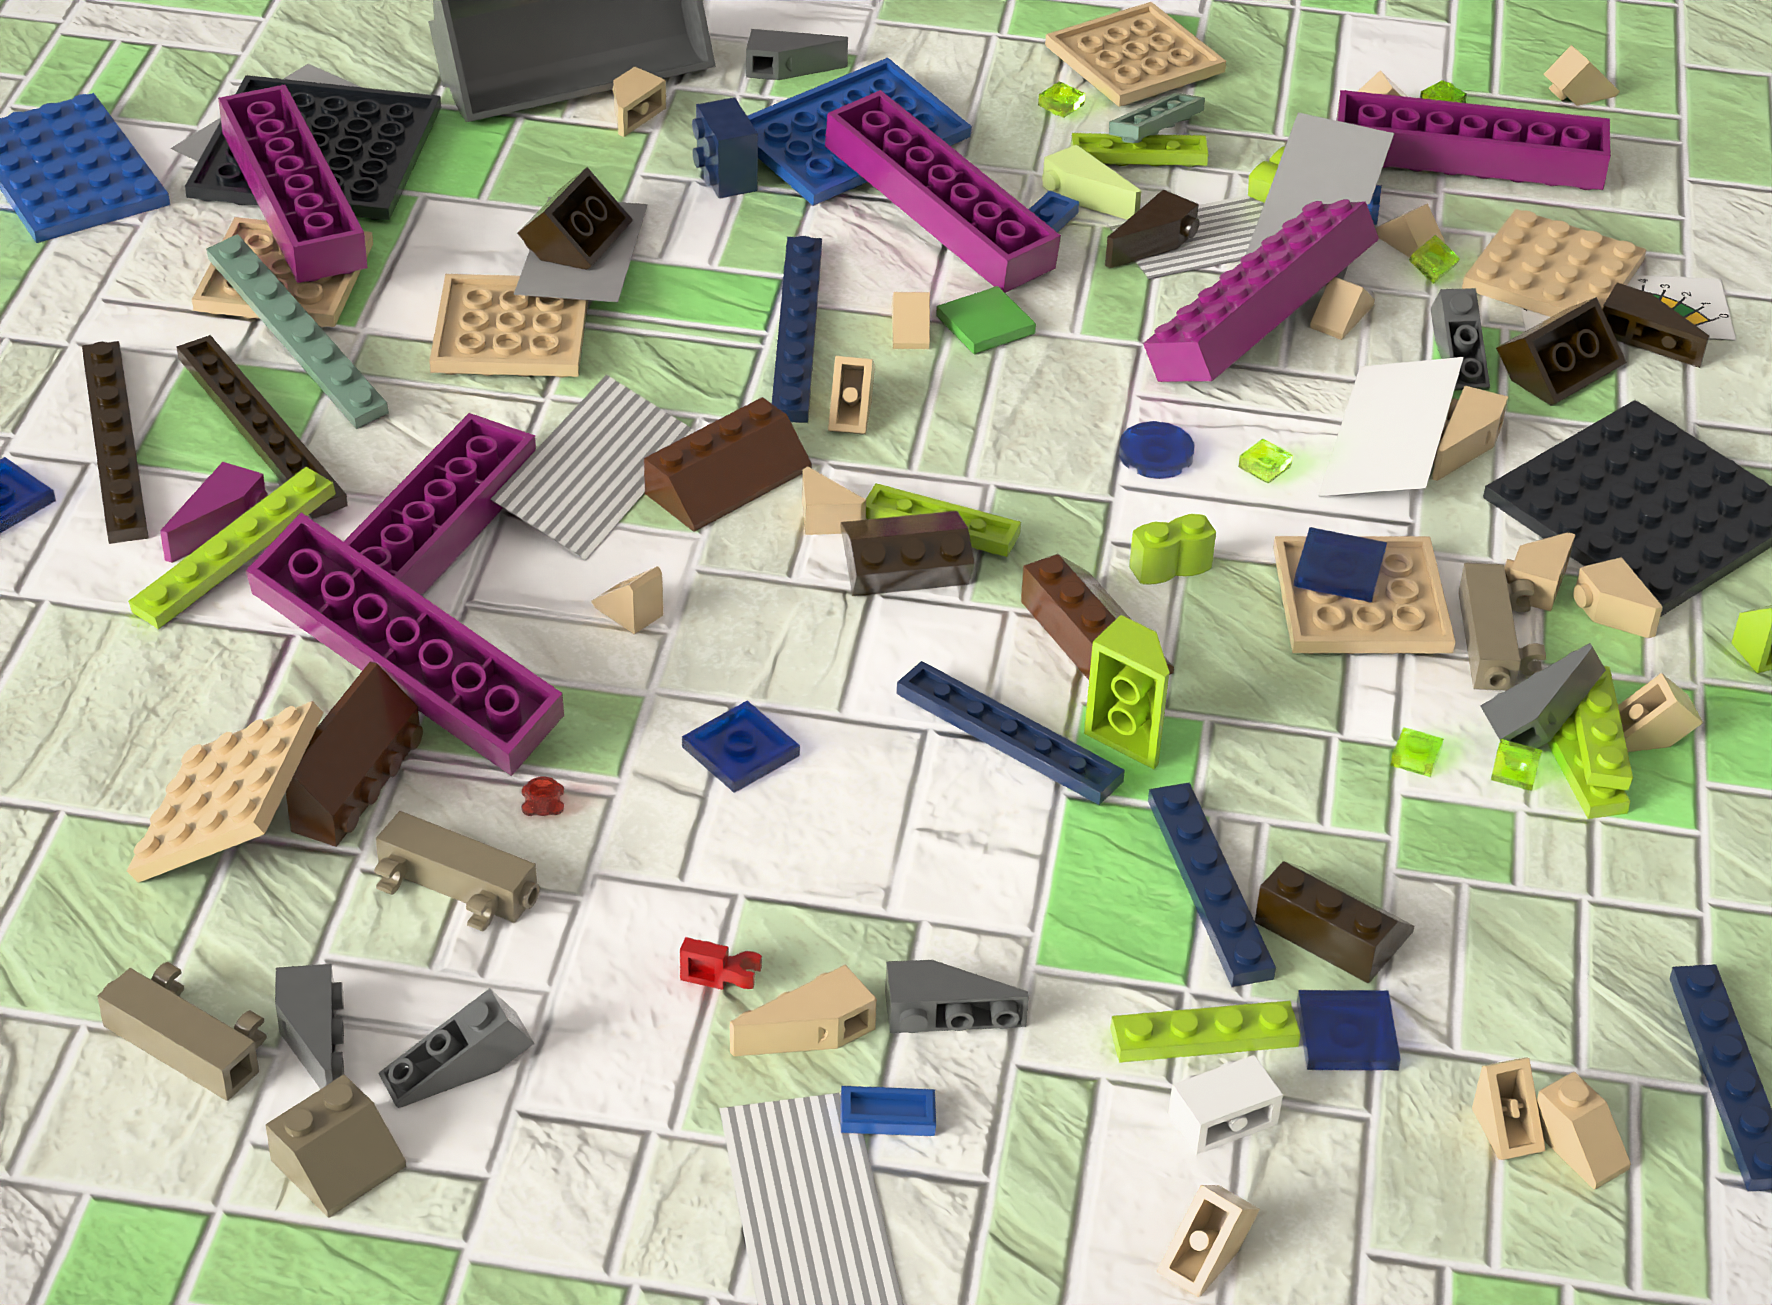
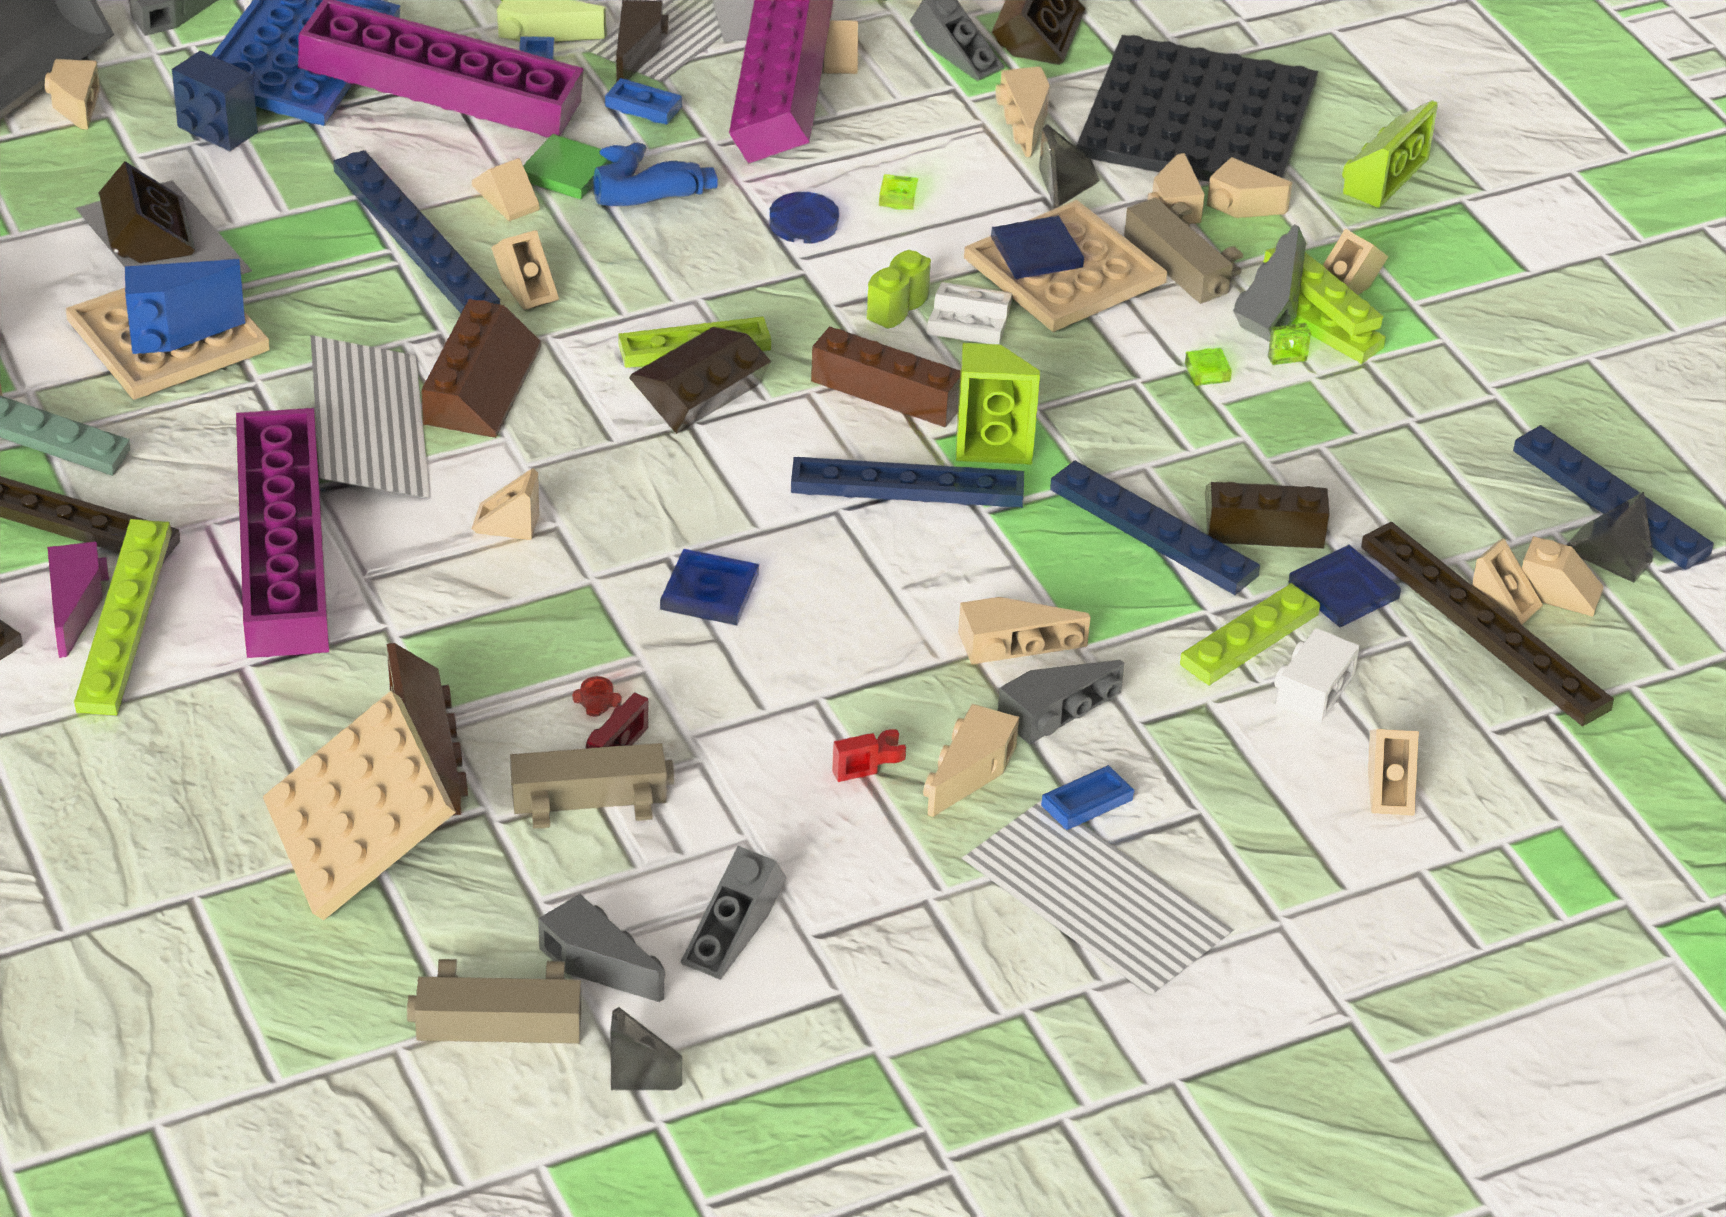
camera: 35 degrees left, 0 degrees up
(238, 1131) = (640, 1057): none -> clear smoke slope
(334, 1146) = (715, 1025): dark tan slope -> none
(428, 653) = (360, 608): magenta brick -> none
(513, 302) = (182, 303): none -> blue slope
(527, 835) = (624, 726): none -> dark red plate
(828, 504) = (594, 367): tan slope -> none
(970, 915) = (1015, 628): none -> tan slope
(1015, 356) = (618, 187): none -> blue piece
(1108, 288) = (643, 101): none -> blue plate
(1227, 601) = (969, 313): none -> white slope
(1391, 427) = (969, 126): white sticker -> none
(1452, 502) = (1064, 168): none -> clear smoke slope
(1459, 1144) = (1488, 624): none -> dark brown plate
(1689, 1124) = (1618, 540): none -> clear smoke slope

